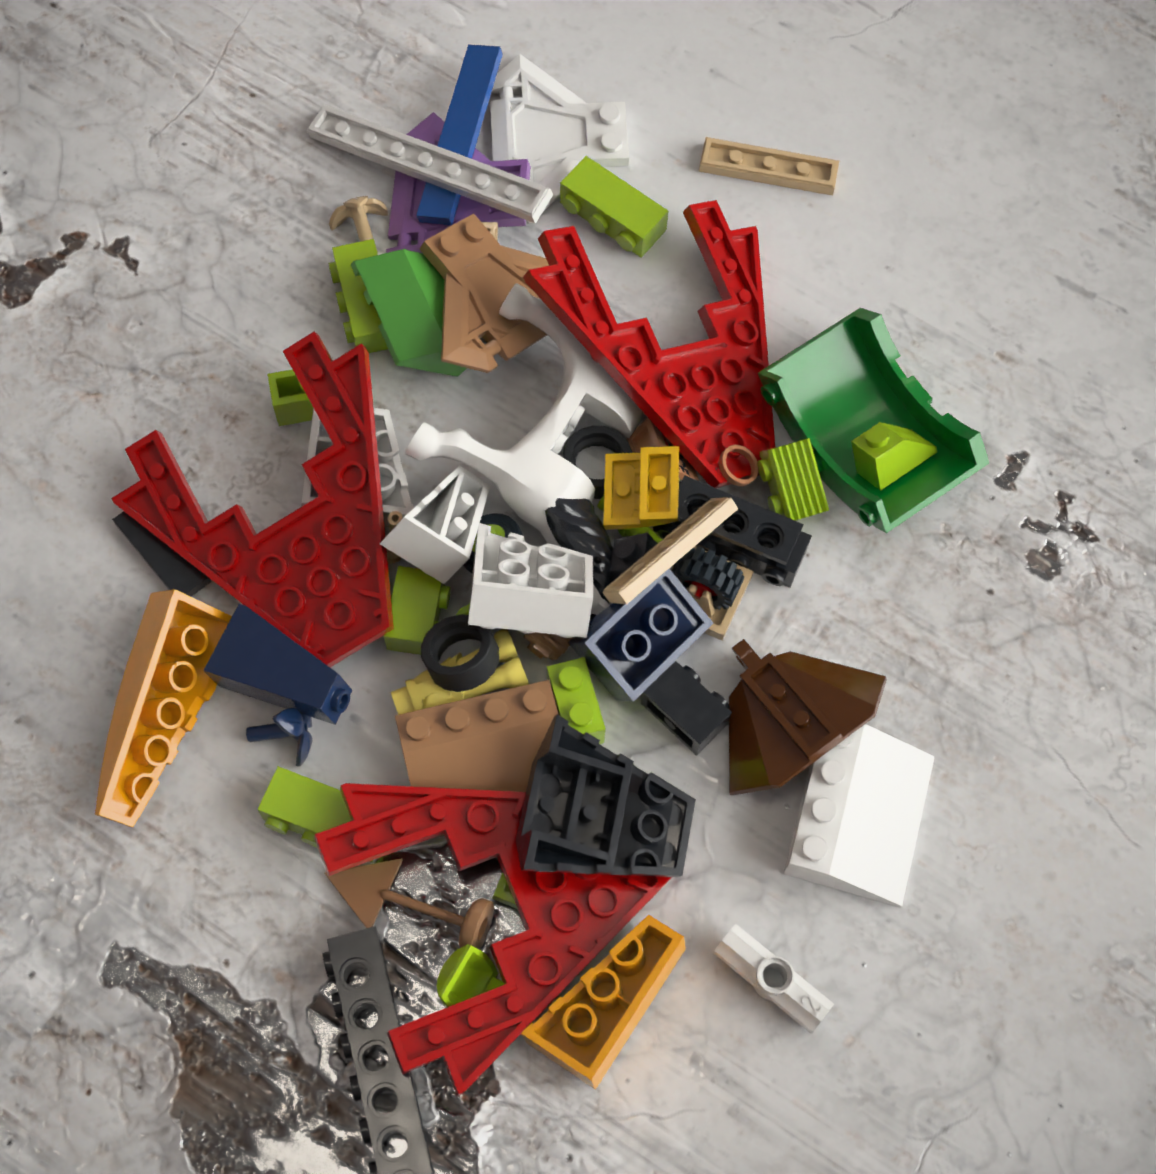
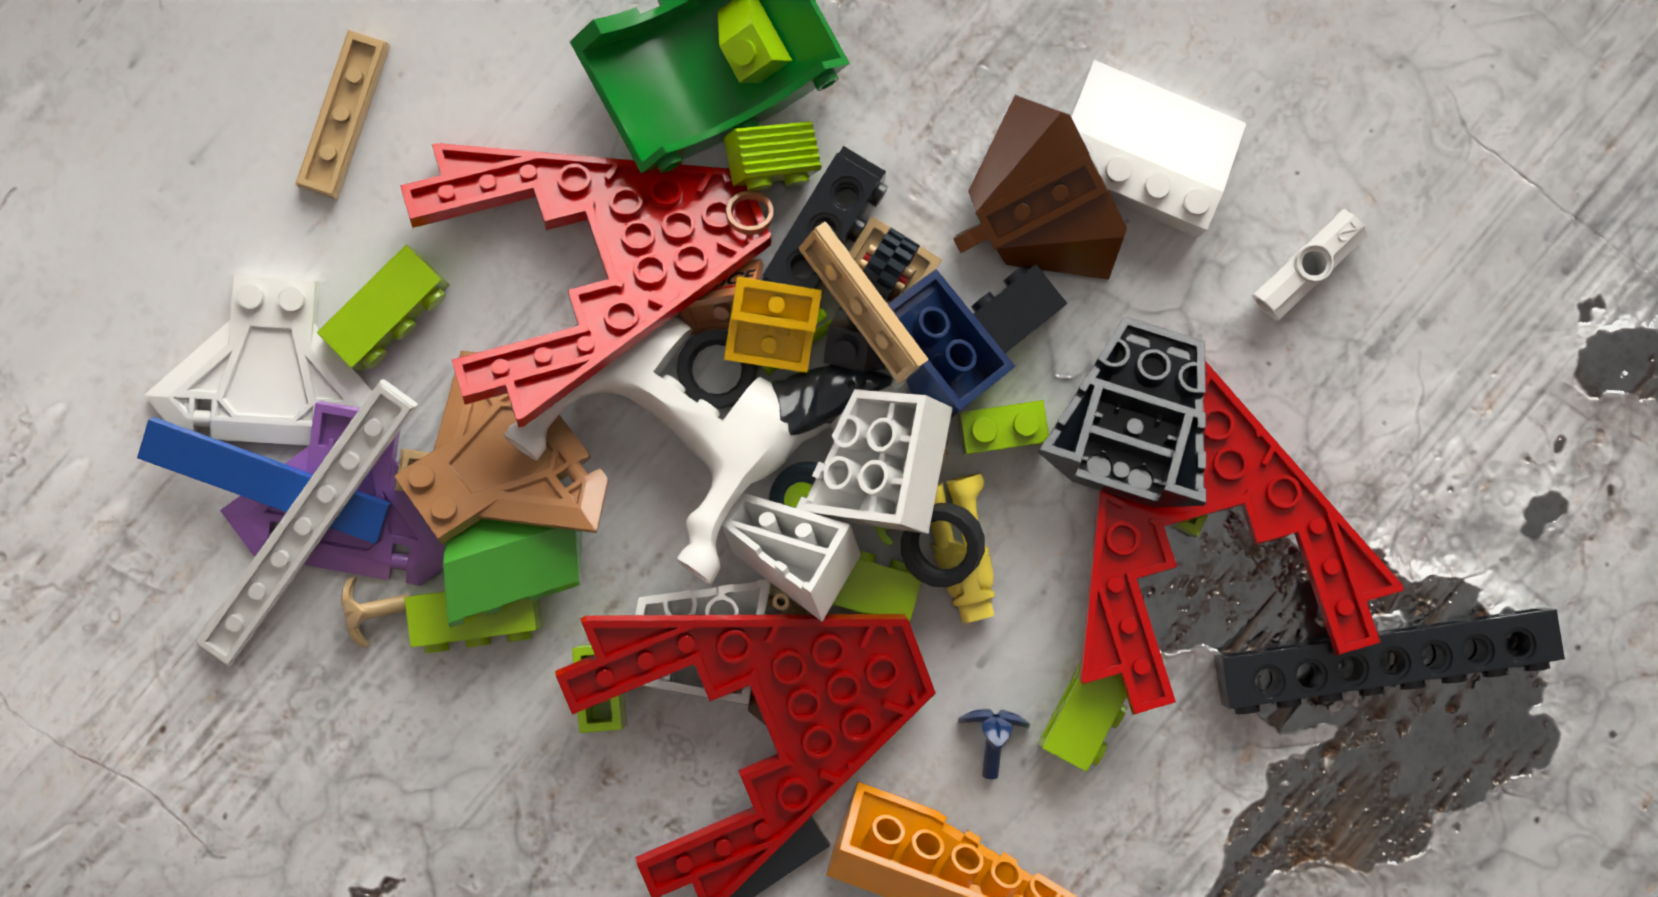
camera: 75 degrees left, 20 degrees up
(275, 669) = (933, 744): dark blue slope -> none
(369, 886) = (1180, 662): medium nougat piece -> none
(466, 975) = (1282, 572): lime piece -> none
(478, 740) = (1037, 534): medium nougat slope -> none
(603, 1009) = (1324, 437): light orange wedge -> none

